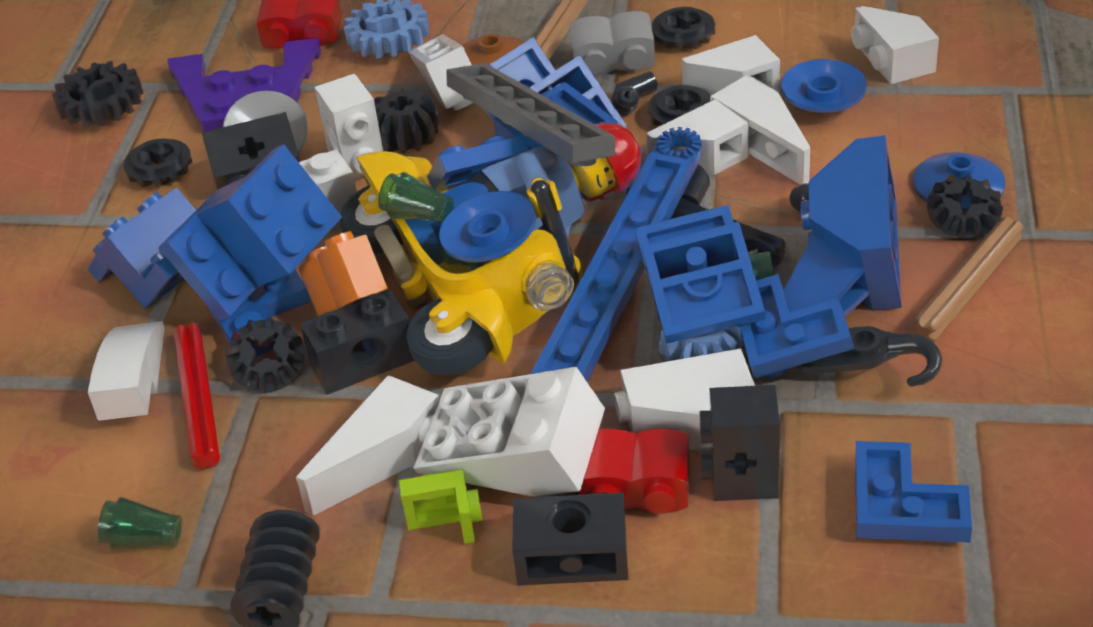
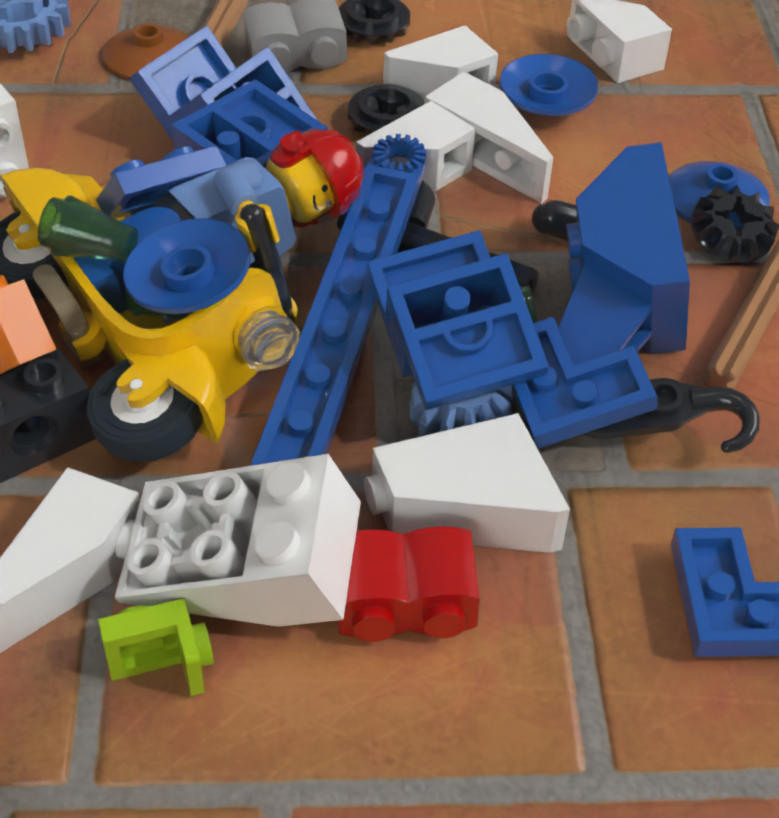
camera: 15 degrees left, 5 degrees up
(406, 119) = (55, 127): black gear -> none
(433, 60) = (98, 67): white slope -> none
(532, 114) = (228, 119): dark grey plate -> none
(570, 539) = (311, 712): black brick -> none
(627, 93) = (321, 92): black arm -> none
(742, 441) = (544, 540): black brick -> none

